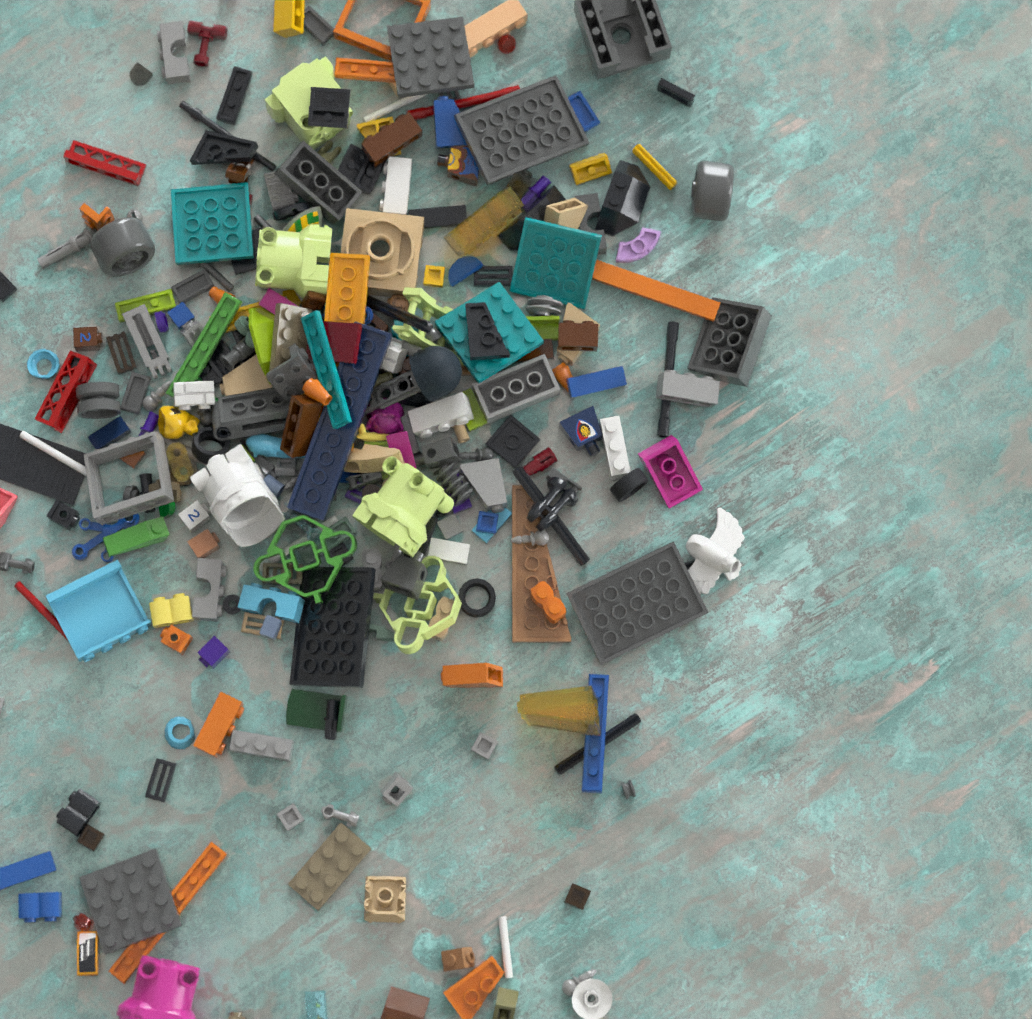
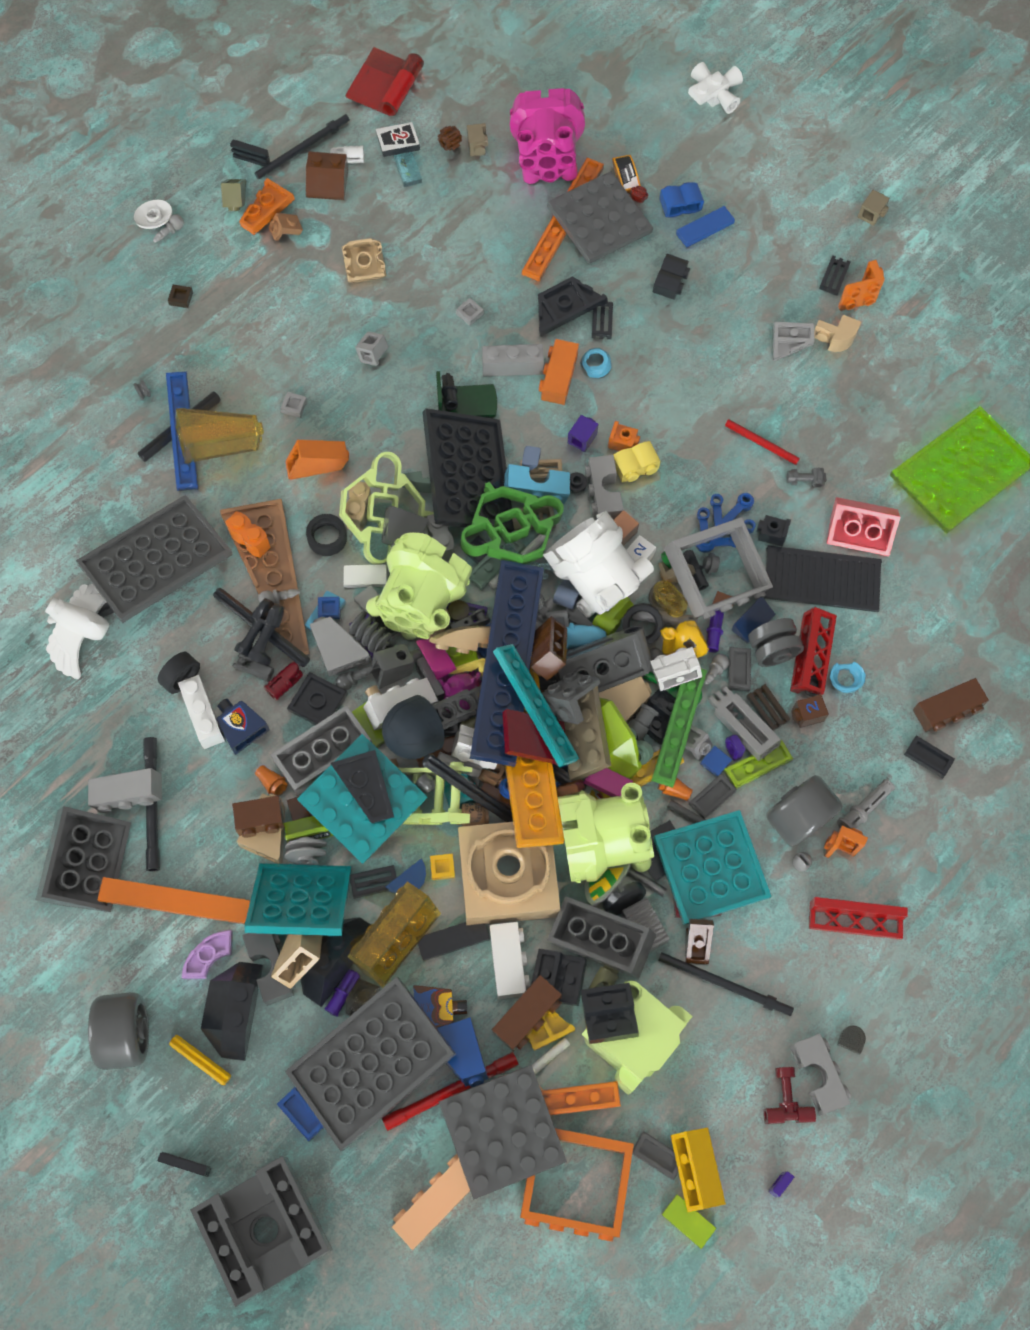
camera: 170 degrees right, 10 degrees down
(53, 452) = (807, 589): white bar -> none
(90, 837) = (652, 262): dark brown tile -> none
(98, 611) = (707, 447): medium azure panel -> none
(136, 537) = (693, 517): bright green slope -> none
(193, 802) = (565, 303): none -> black wing
(222, 148) = (725, 960): black wing -> none
(234, 95) = (732, 1038): black tile -> none
(314, 390) = (540, 675): orange cone -> none
(329, 812) = (433, 319): light grey bar -> none
(329, 866) = (422, 279): dark tan plate -> none
(505, 947) = (242, 244): white bar -> none
(506, 43) = (411, 1183): clear red plate -> none
(590, 168) = (280, 1041): yellow slope -> none
(596, 381) = (232, 780): blue tile -> none
(670, 471) = (137, 702): dark pink slope -> none

